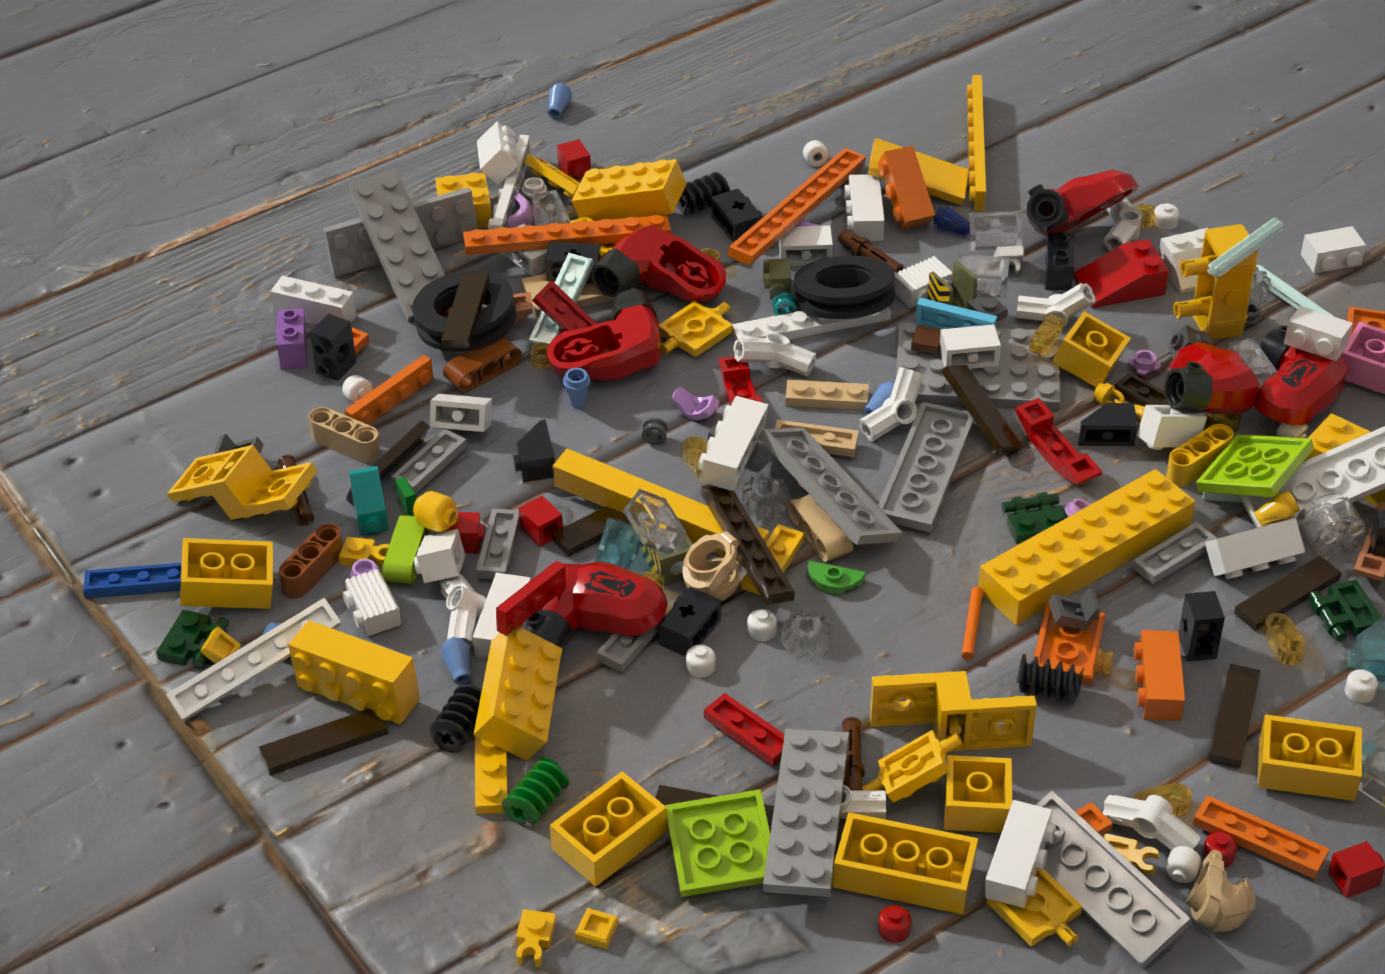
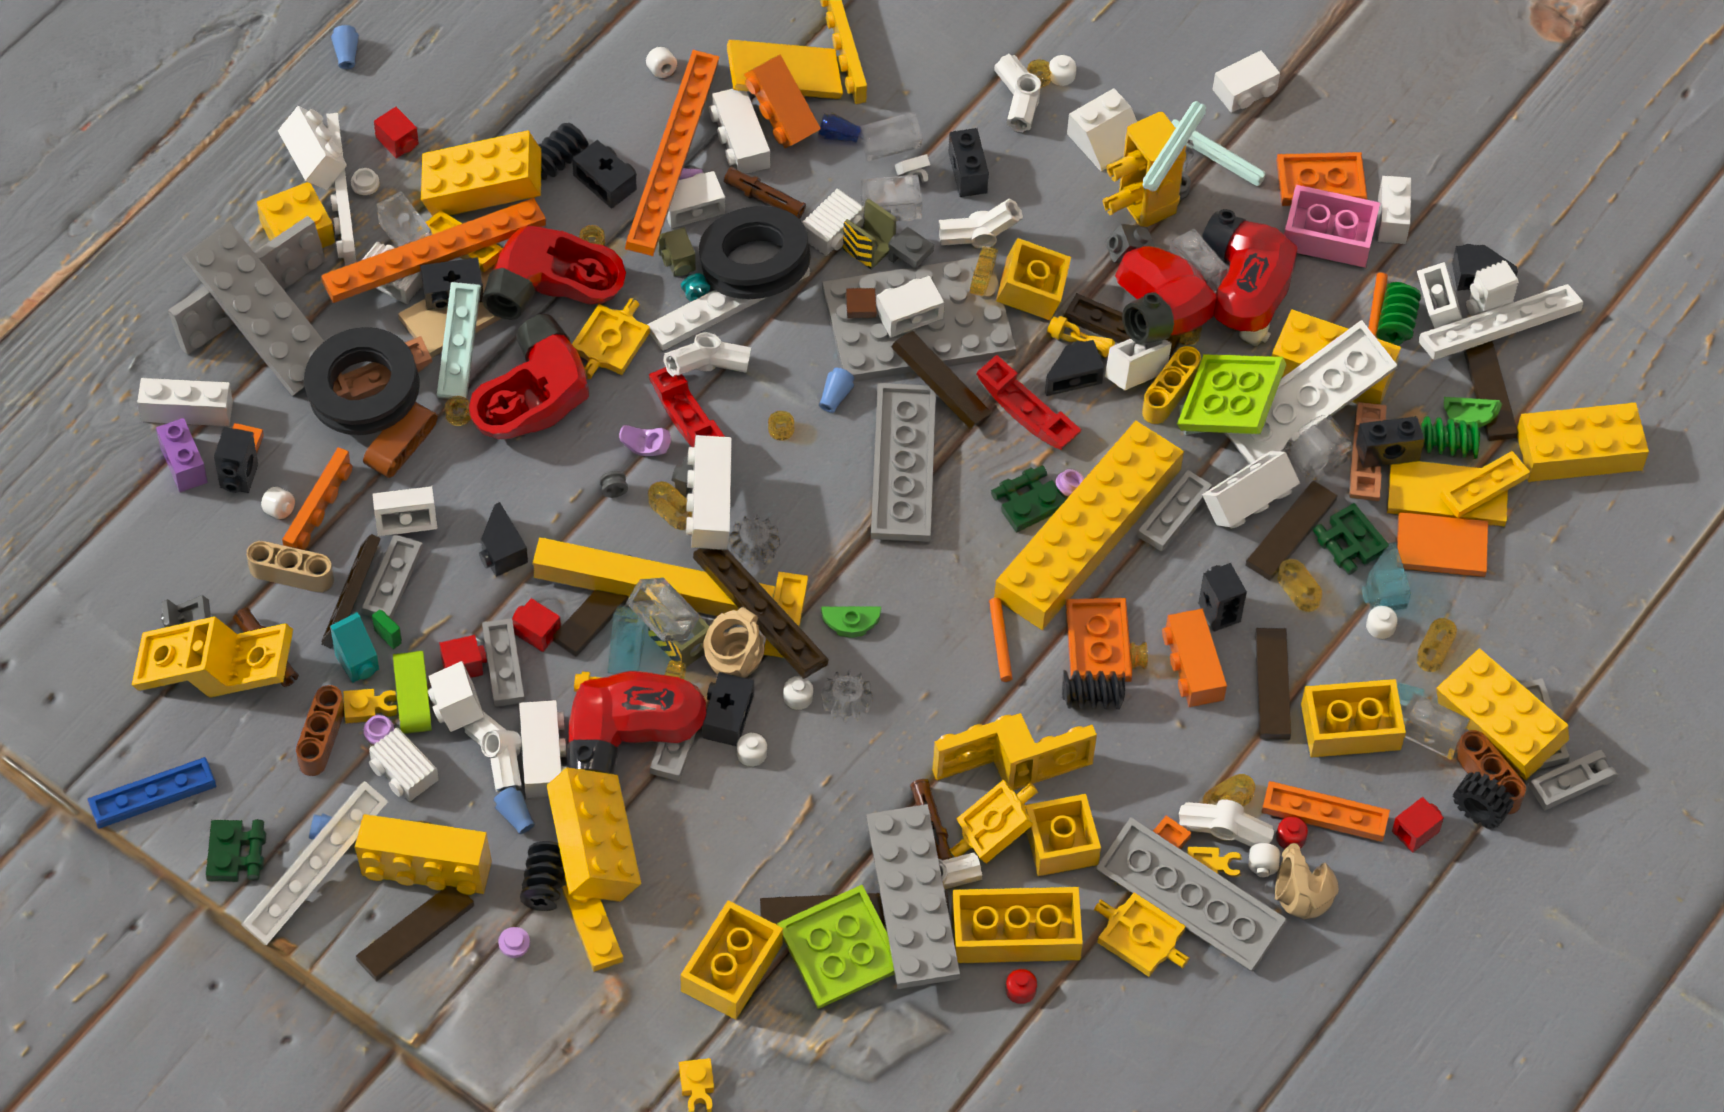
camera: 20 degrees left, 15 degrees up
(219, 645) = (270, 855): yellow tile -> none
(226, 573) = (244, 771): yellow brick -> none
(410, 770) = (514, 942): none -> lavender plate
(435, 511) = (434, 649): yellow head -> none
(465, 310) = (371, 388): dark brown tile -> none
(524, 212) = (370, 222): lavender hair -> none
(531, 598) = (582, 739): red plate -> none
(535, 792) = (647, 937): green piece -> none
(555, 176) = (384, 160): yellow plate -> none
(562, 308) = (471, 357): red plate -> none
(576, 385) = (515, 448): medium blue cone -> none
(597, 928) = (752, 1061): yellow tile -> none
(746, 728) = (823, 815): red plate -> none
(820, 531) = (820, 563): tan beam -> none
(824, 416) = (781, 433): none -> clear yellow bush
(826, 394) = (774, 392): tan plate -> none
(830, 486) = (819, 516): light grey plate -> none
(832, 439) = (781, 453): tan plate -> none
(886, 417) = (854, 399): white piece -> none
(945, 316) = (881, 272): medium azure plate -> none
(1020, 854) = (1120, 892): white brick -> none
(1075, 612) = (1100, 607): dark grey bracket -> none
(1077, 200) = (968, 83): red piece -> none
(1125, 274) = (1038, 164): red slope -> none
(1144, 362) = (1087, 270): lavender plate -> none
(1277, 509) = (1263, 443): yellow cone -> none
(1318, 333) = (1261, 220): white brick -> none

